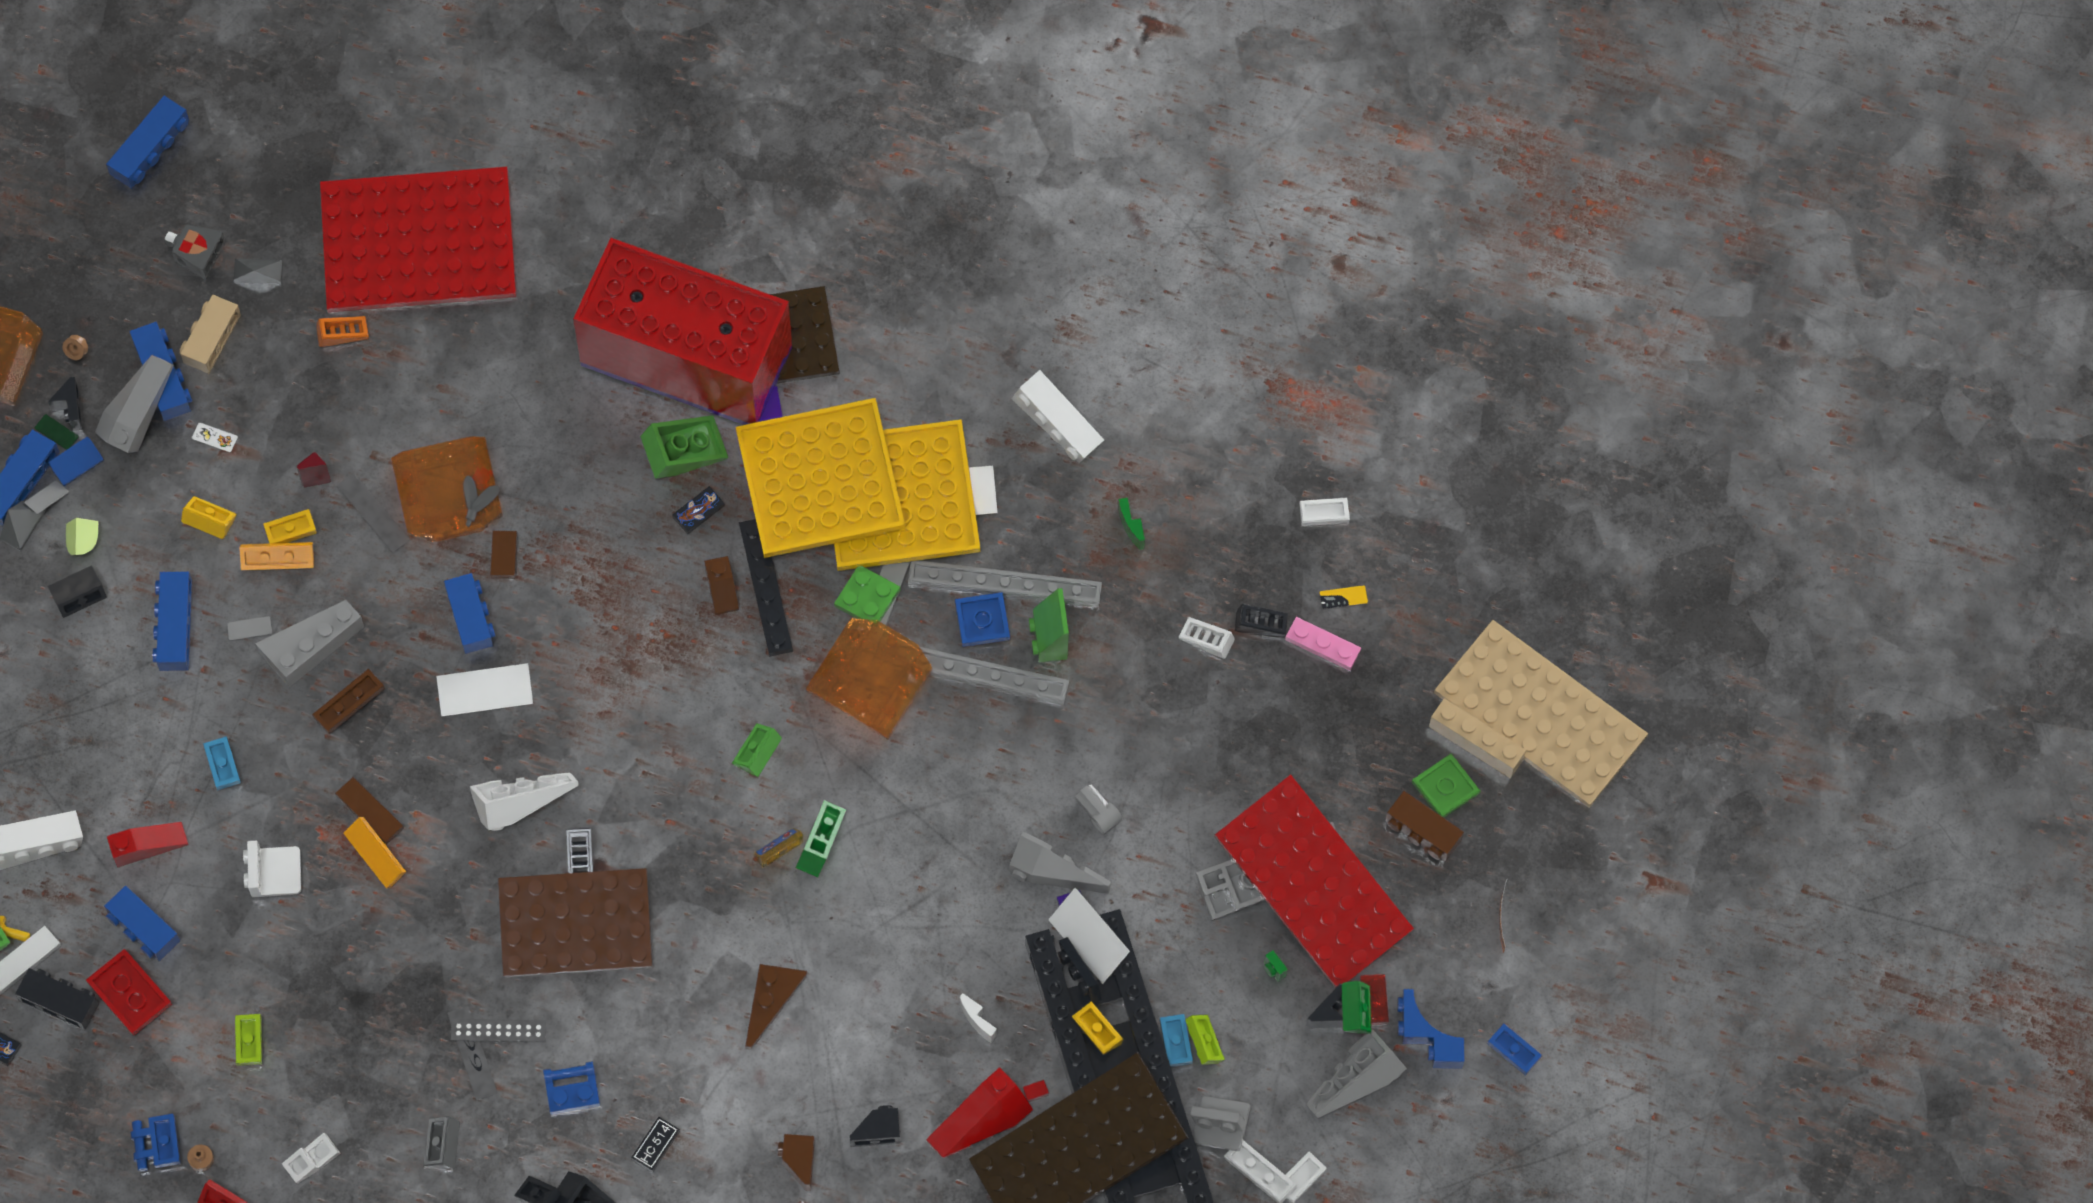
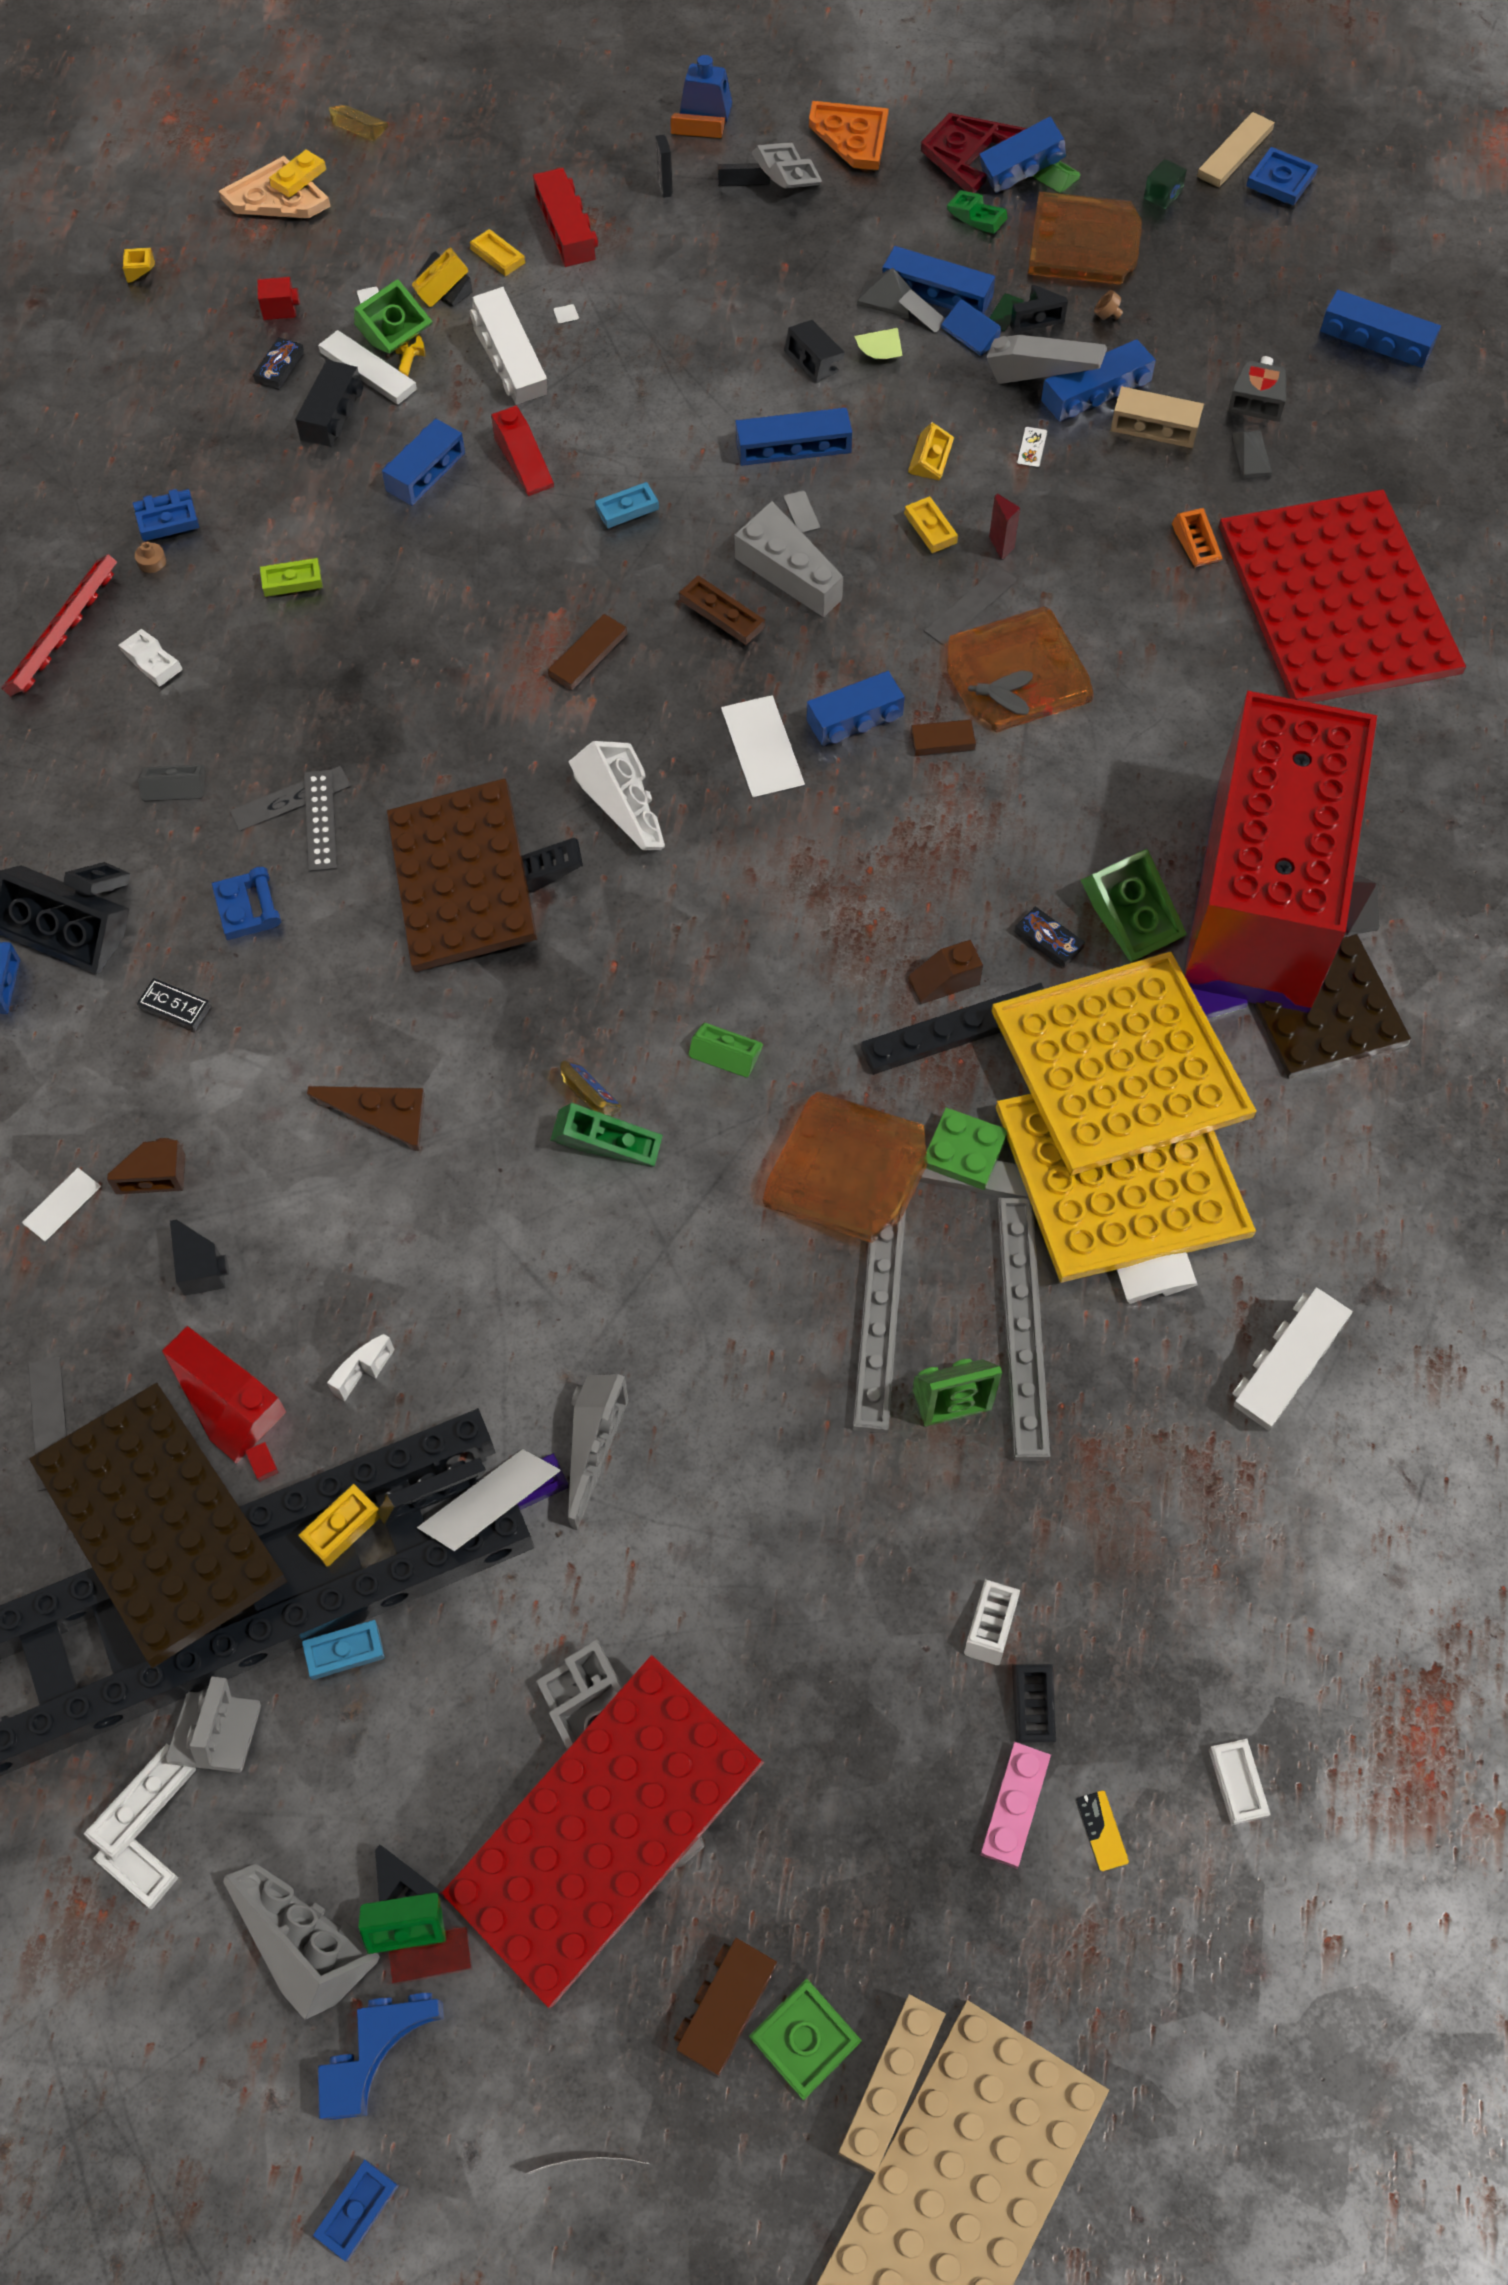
camera: 85 degrees right, 5 degrees down
(128, 992) = (342, 464): red plate -> none
(272, 870) = (499, 564): white bracket -> none
(276, 556) = (892, 516): light orange plate -> none
(374, 852) = (533, 661): light orange tile -> none
(982, 619) = (959, 1300): blue plate -> none
(1102, 814) = (686, 1501): light grey piece -> none
(1132, 526) = (1144, 1490): green slope -> none
(1204, 1039) = (345, 1691): lime plate -> none
(1274, 966) = (469, 1785): green plate -> none

